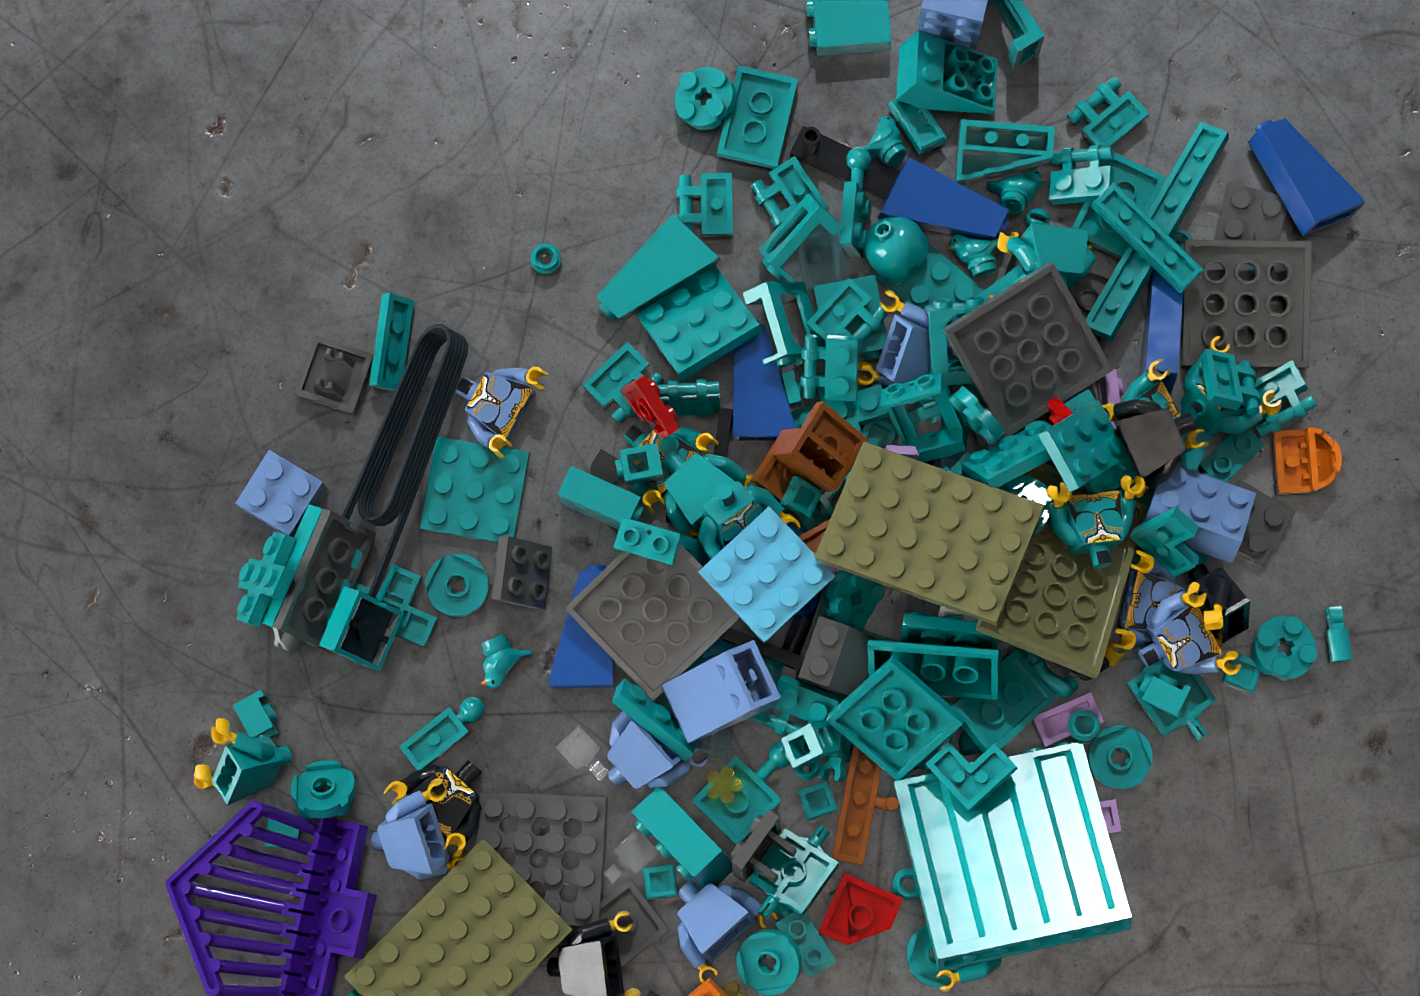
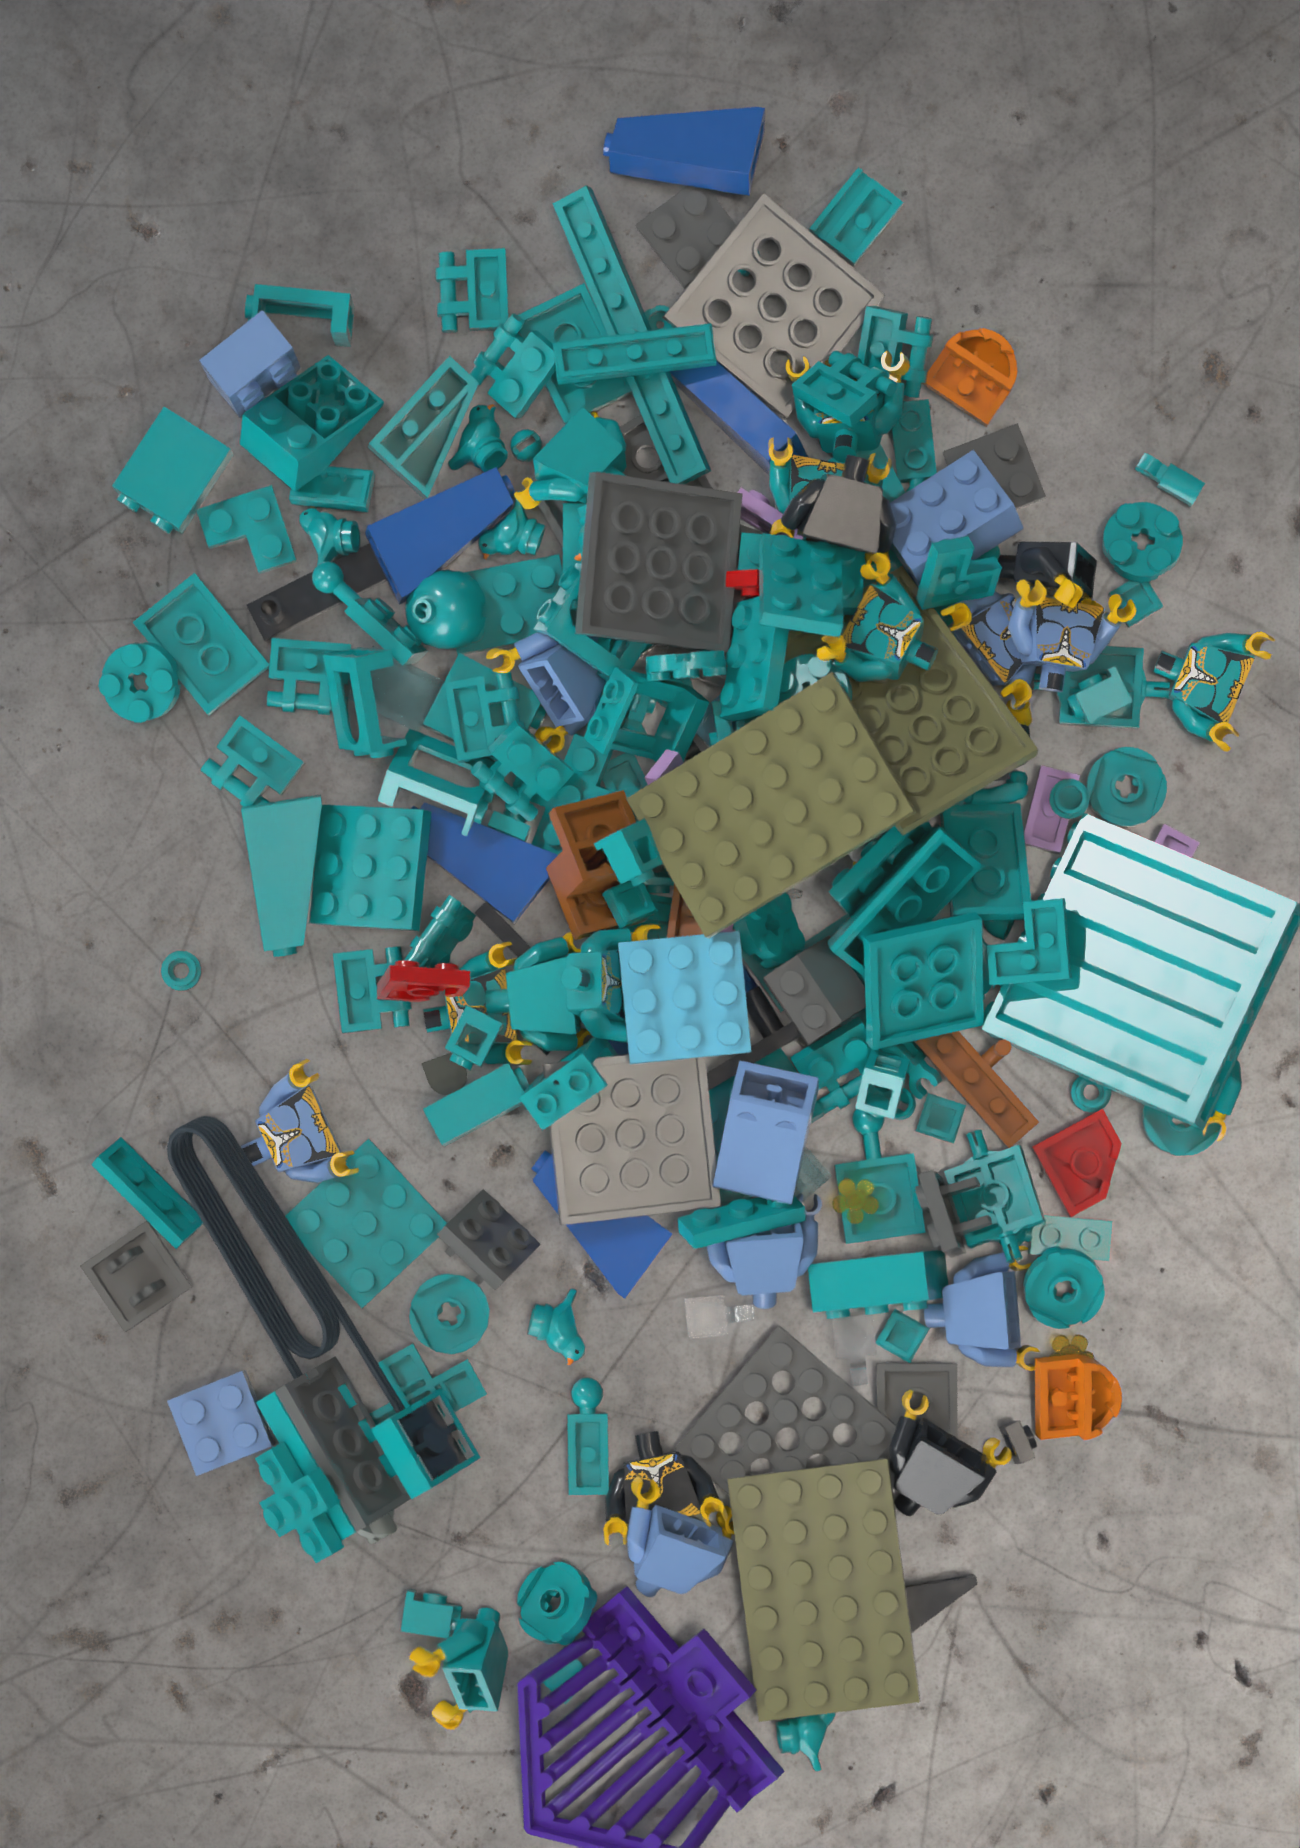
camera: 55 degrees left, 5 degrees up
(831, 470) = (631, 853): none -> teal brick
(861, 92) = (254, 517): none -> teal plate
(1229, 759) = (1211, 681): none -> torso
(1343, 312) = (856, 216): none -> teal plate

